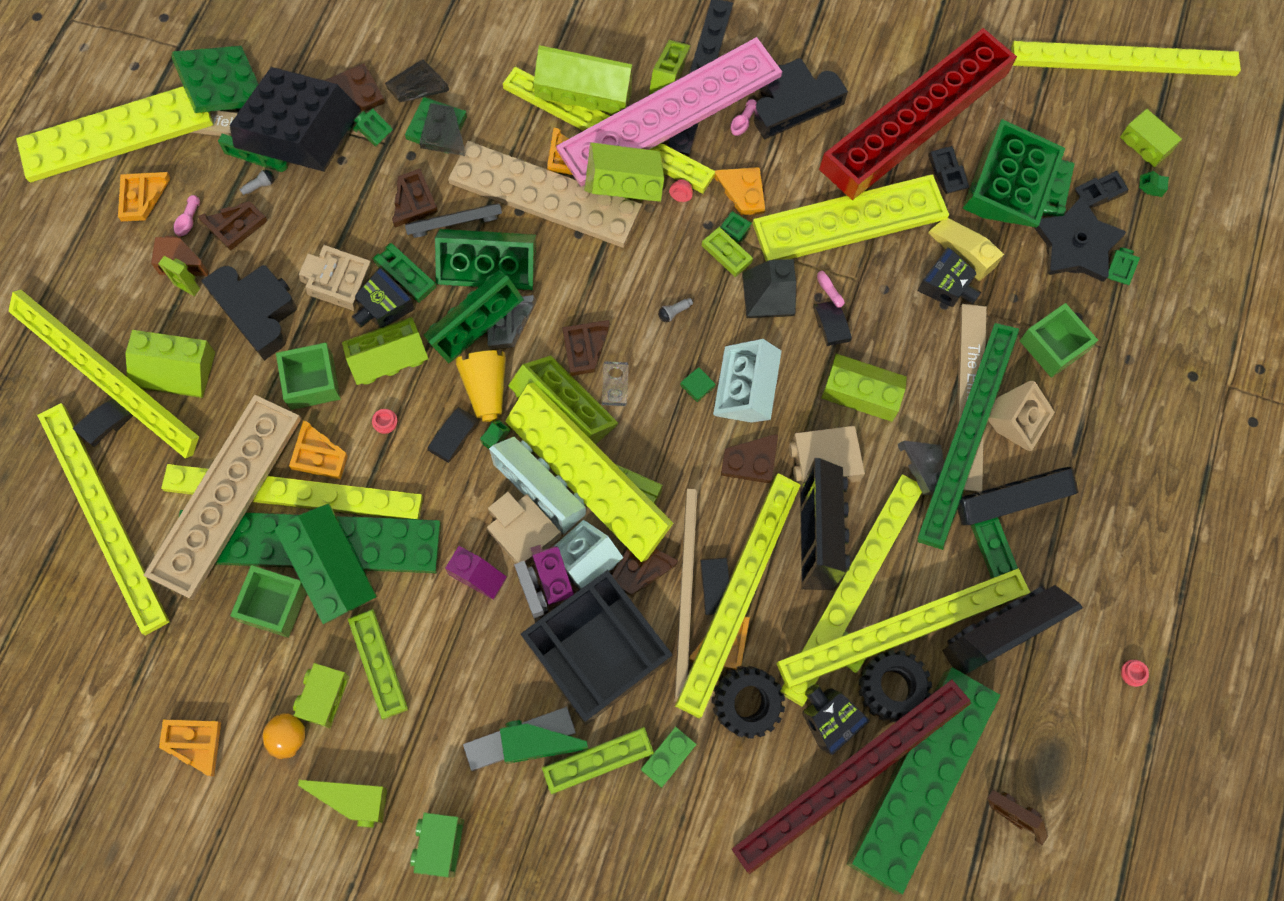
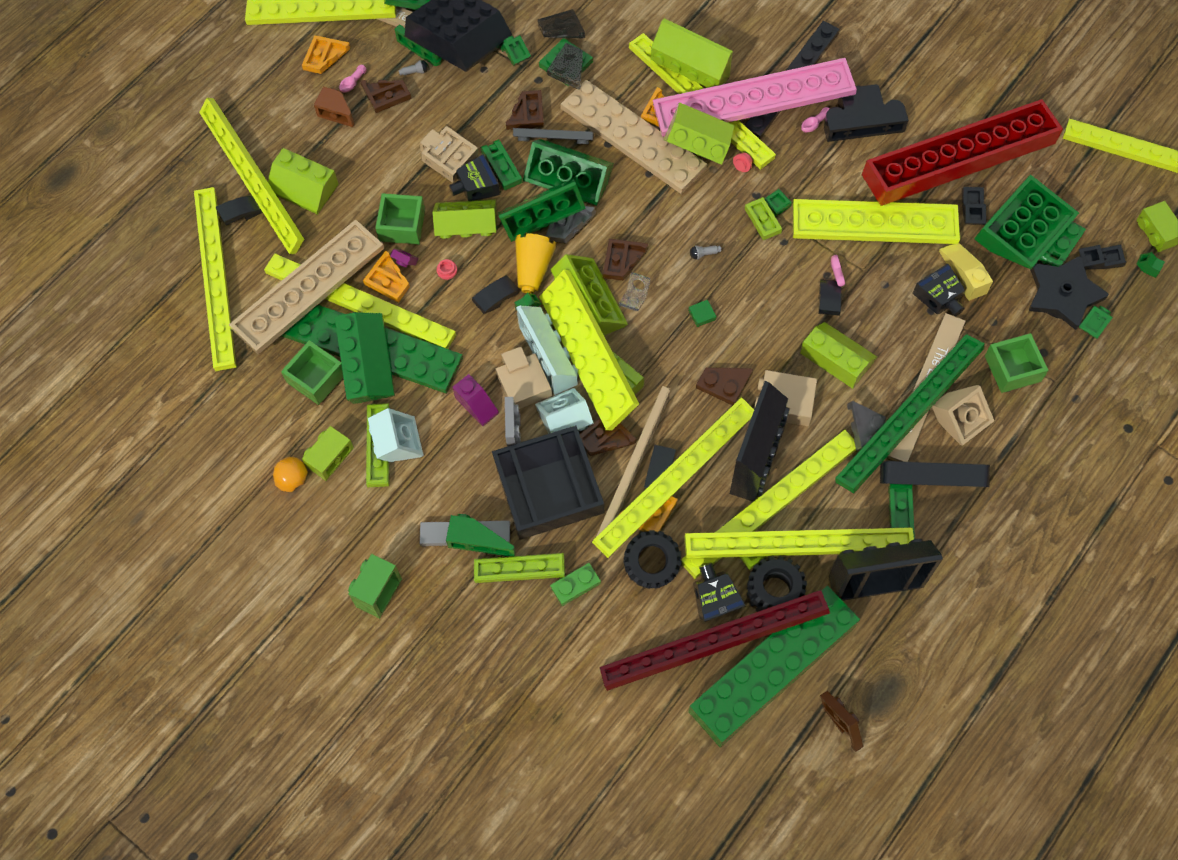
camera: 25 degrees right, 5 degrees down
(179, 275) = (331, 119): lime plate -> none
(192, 742) = (222, 456): light orange wing -> none
(254, 305) = (379, 156): black brick -> none
(328, 422) = (404, 258): none -> magenta plate
(353, 801) = (327, 537): lime slope -> none
(359, 87) = (517, 18): reddish brown wing -> none
(396, 649) = (395, 436): none -> light aqua slope
(552, 573) = (532, 415): magenta bracket -> none
(669, 65) = (768, 62): lime slope -> none
(743, 188) = (794, 174): light orange wing -> none
(748, 381) = (743, 321): light aqua slope -> none
(770, 289) = (787, 257): pearl dark grey slope -> none
(1134, 673) = (985, 644): coral plate -> none

